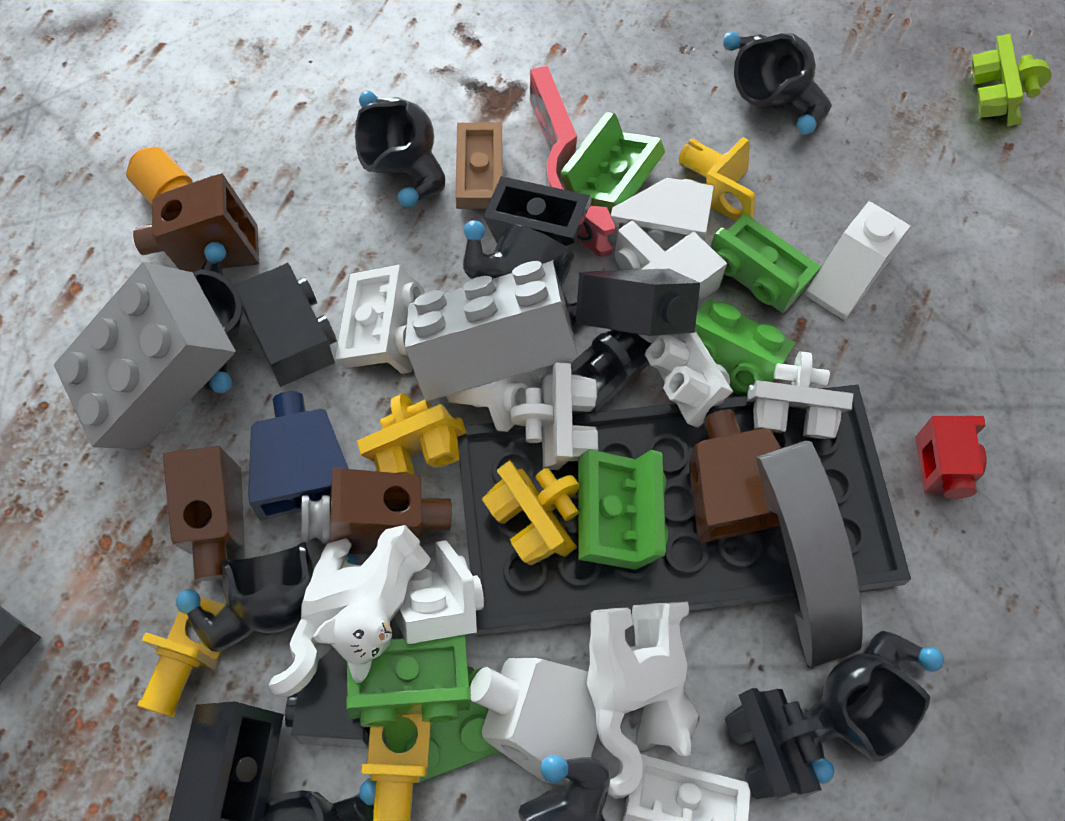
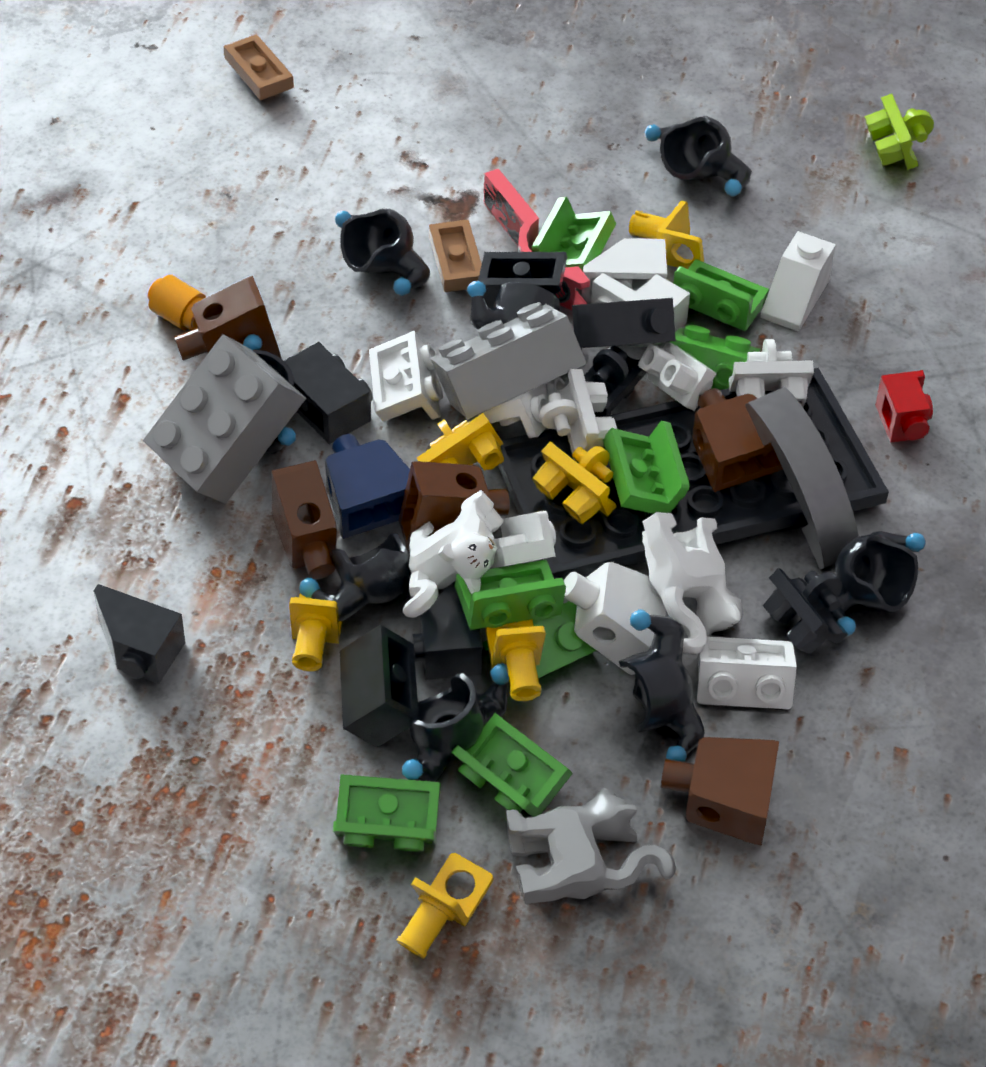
camera: 10 degrees left, 15 degrees down
(315, 519) = (397, 517): light grey bush -> none

